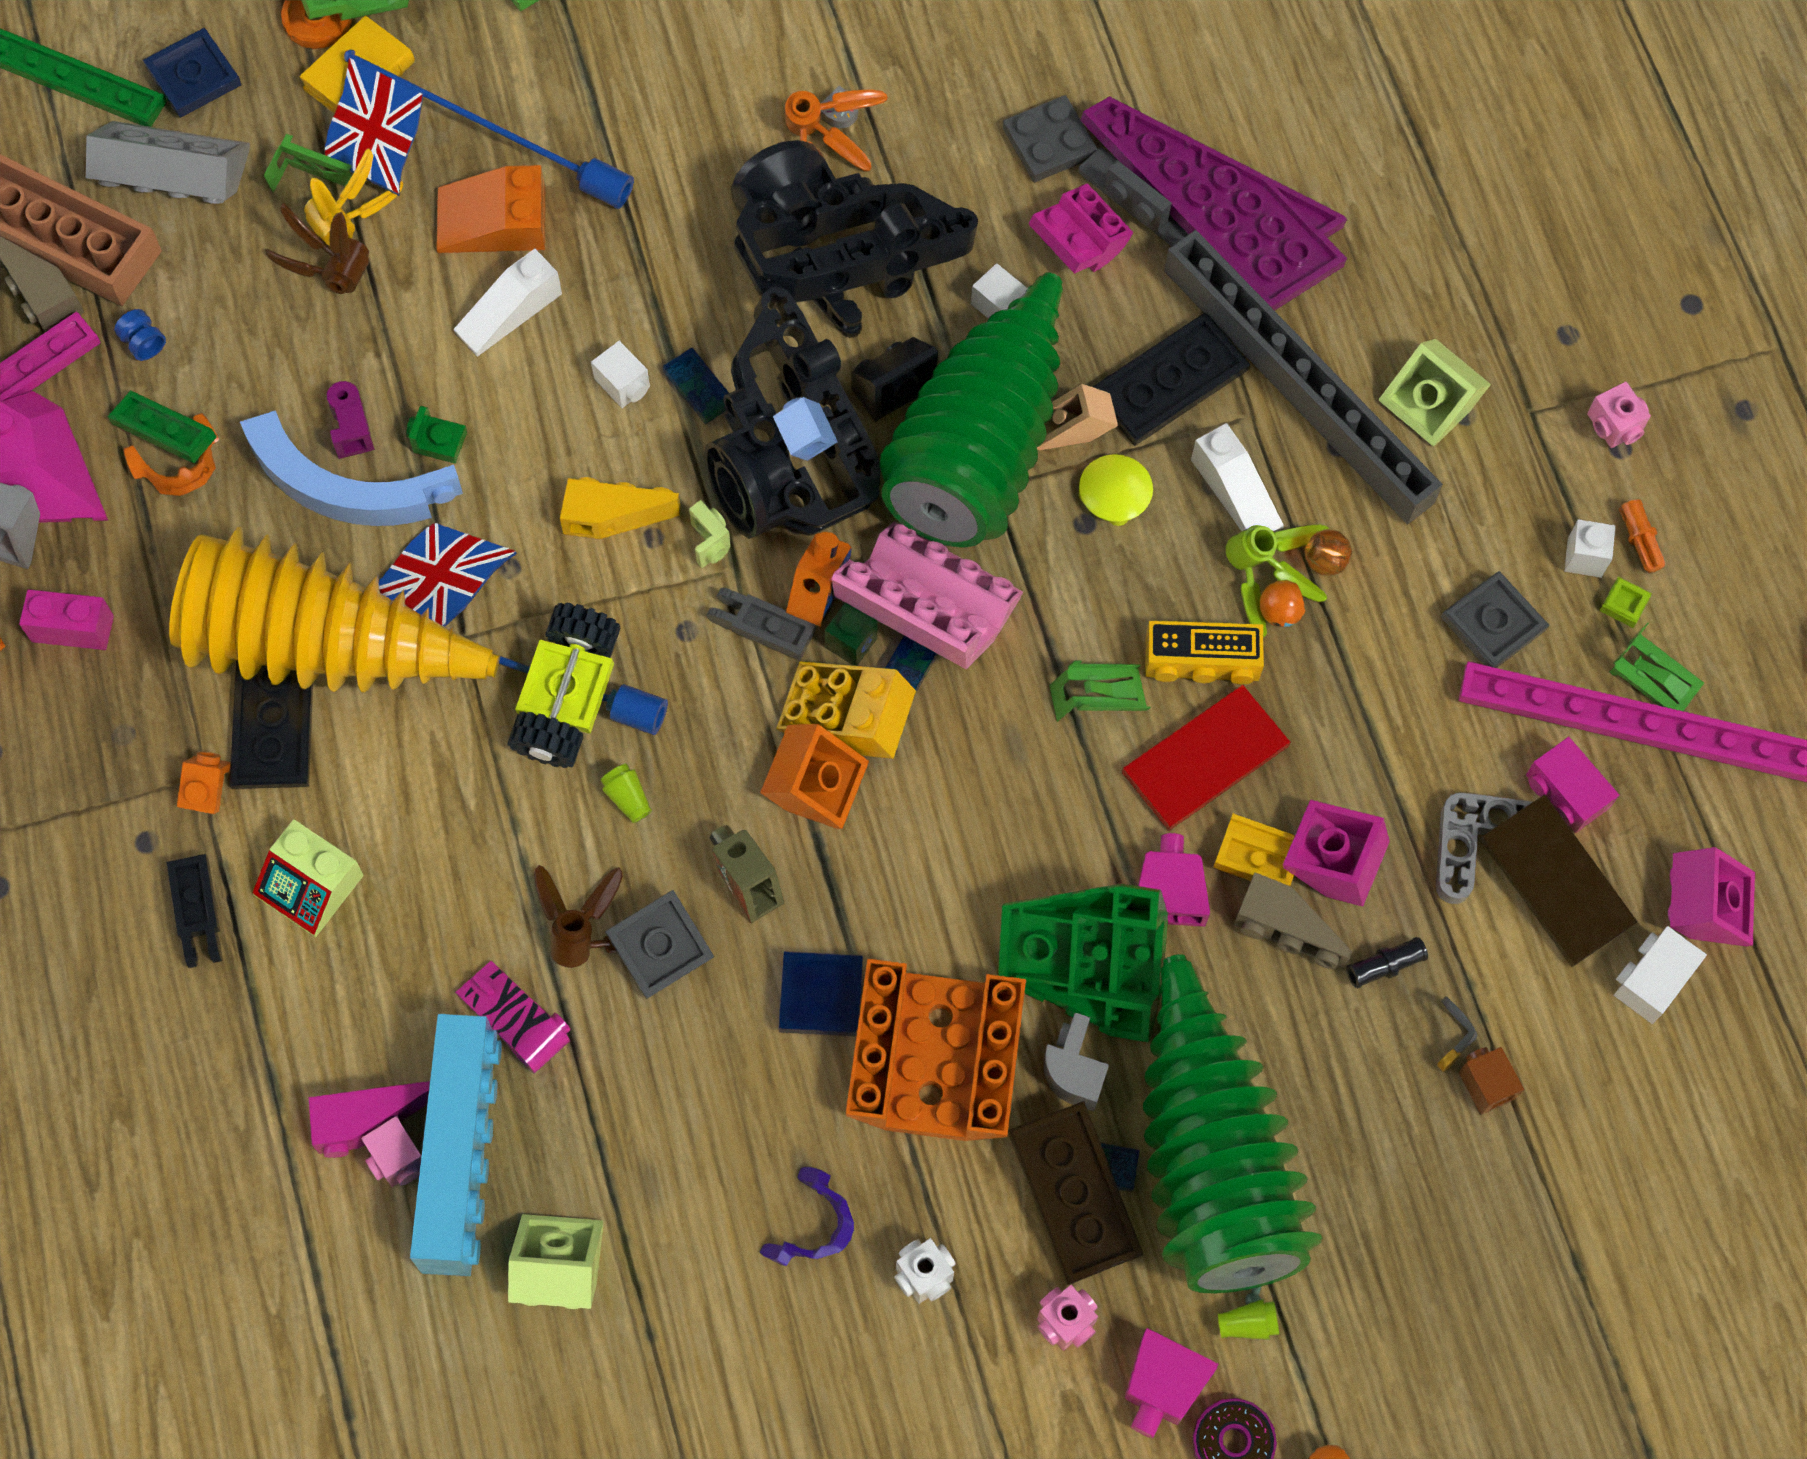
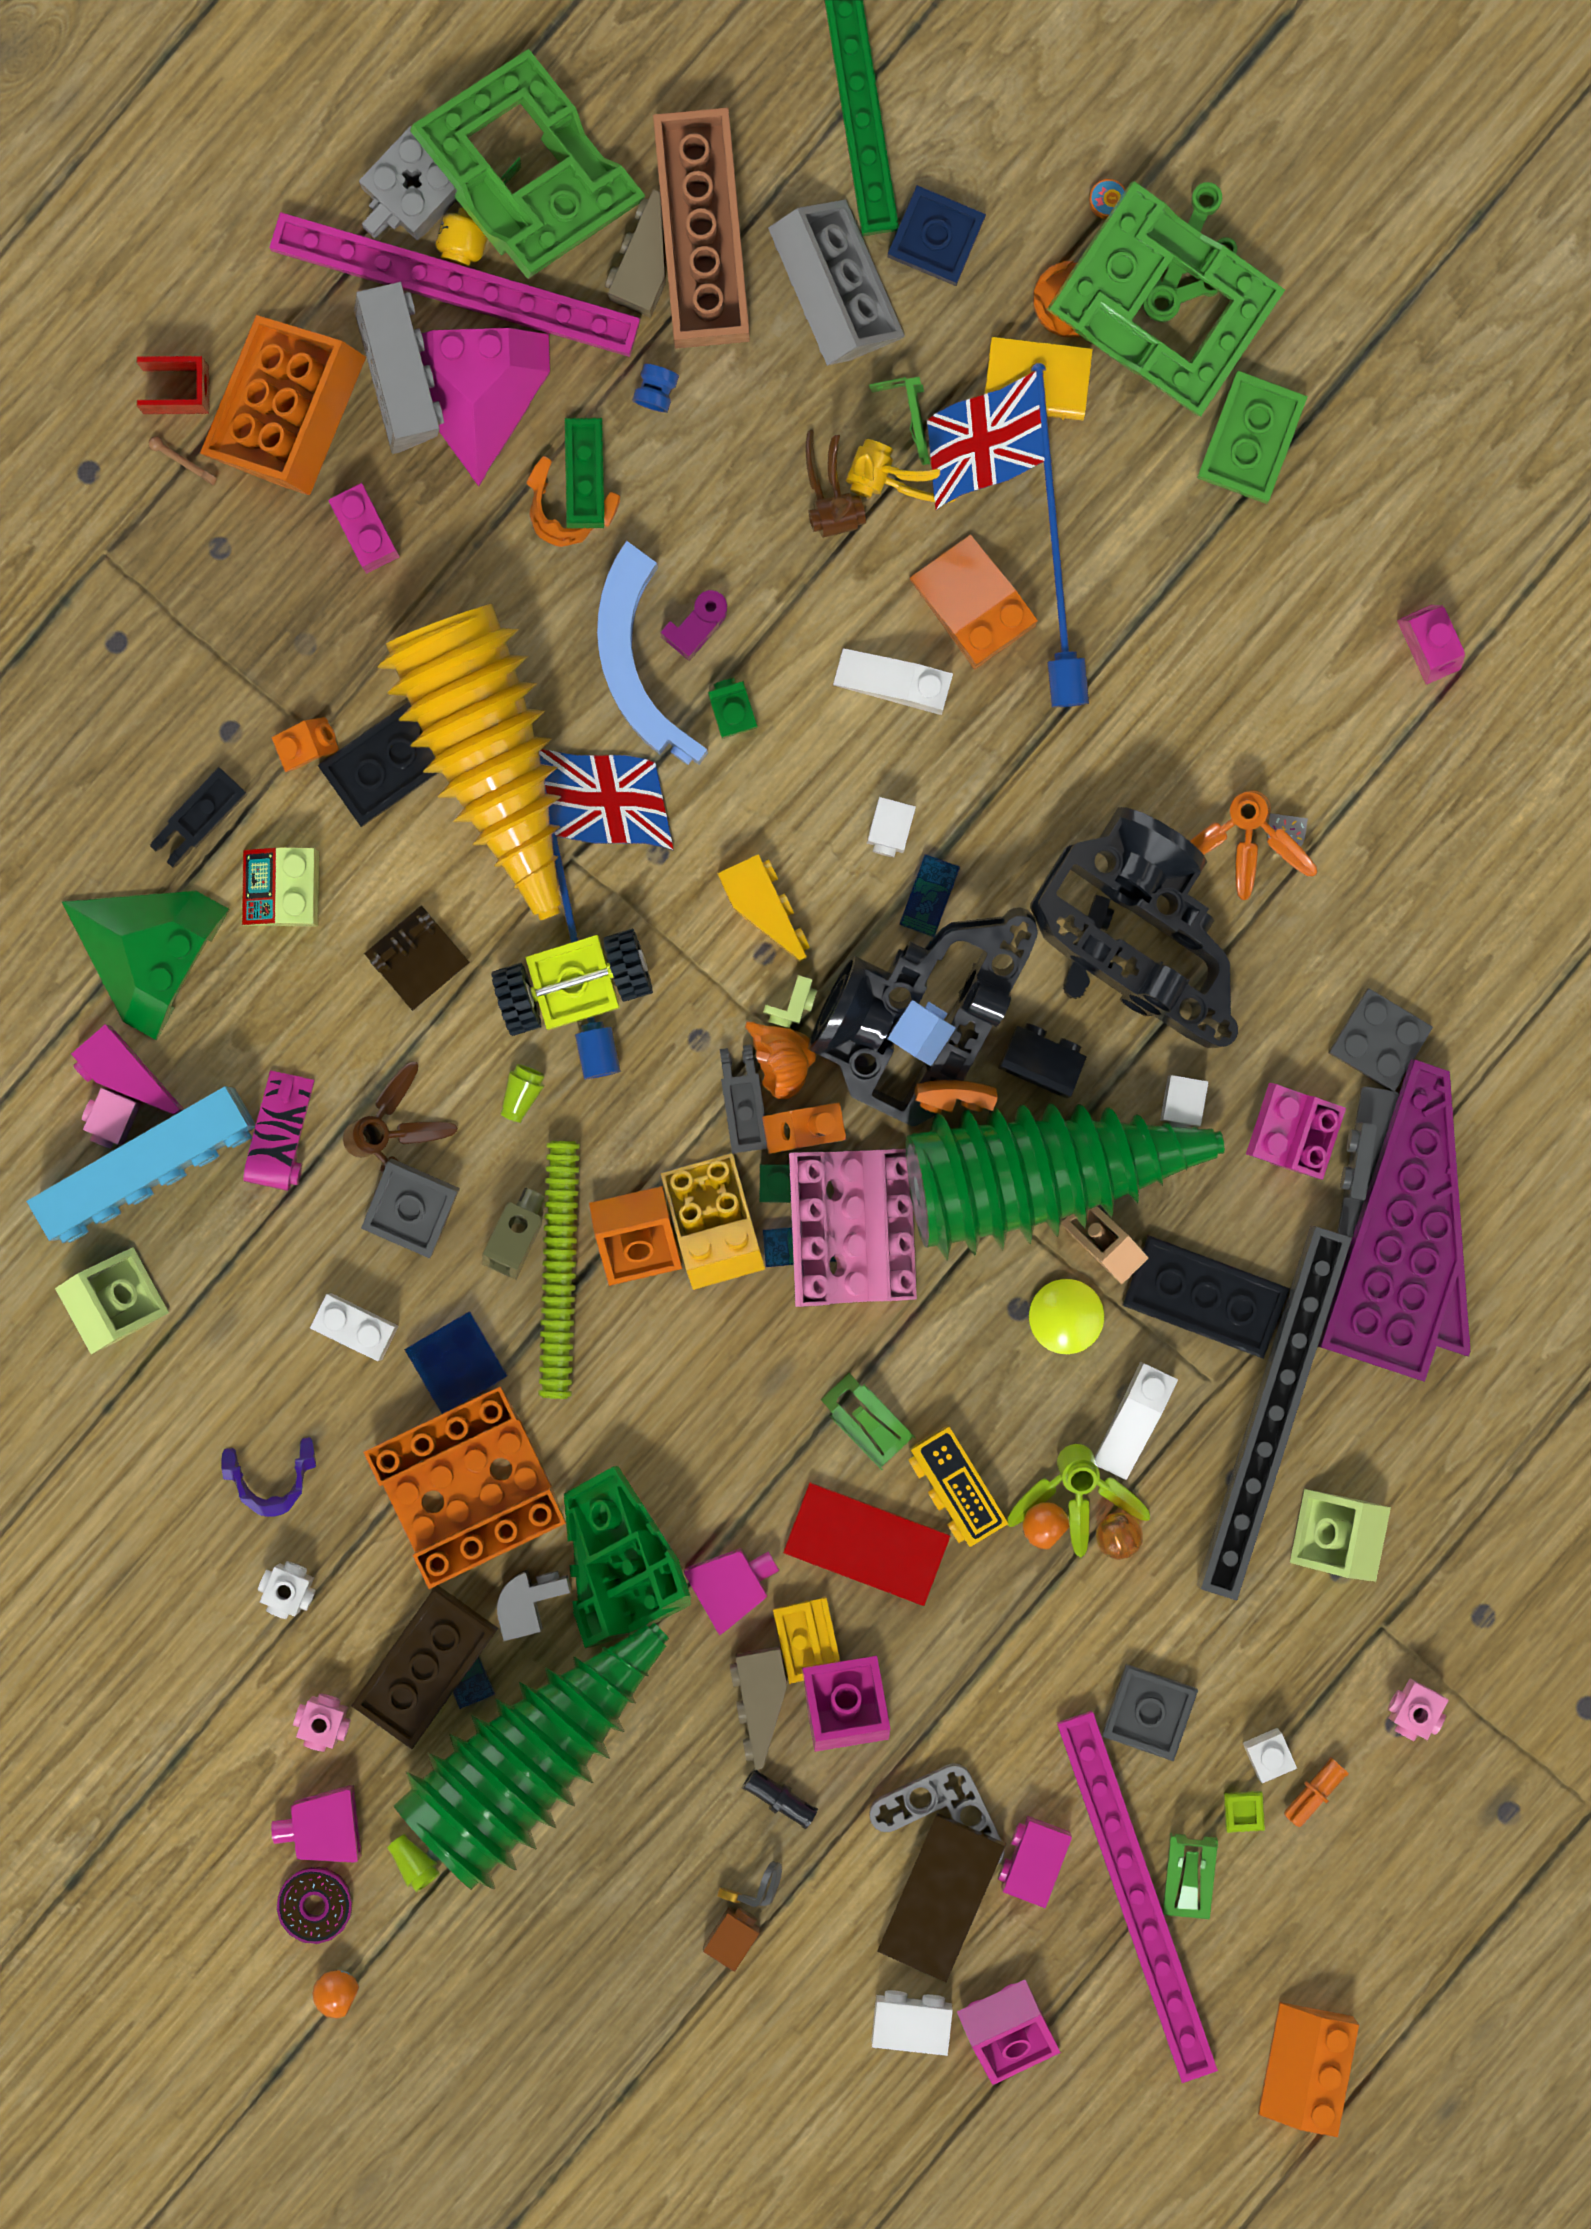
camera: 60 degrees right, 20 degrees up
(272, 1031) = (145, 948): none -> green wedge
(450, 807) = (416, 958): none -> dark brown hinge
(729, 1058) = (354, 1327): none -> white brick
(747, 569) = (782, 1057): none -> orange hair
(801, 857) = (559, 1269): none -> lime piece
(874, 441) = (943, 1095): none -> orange slope

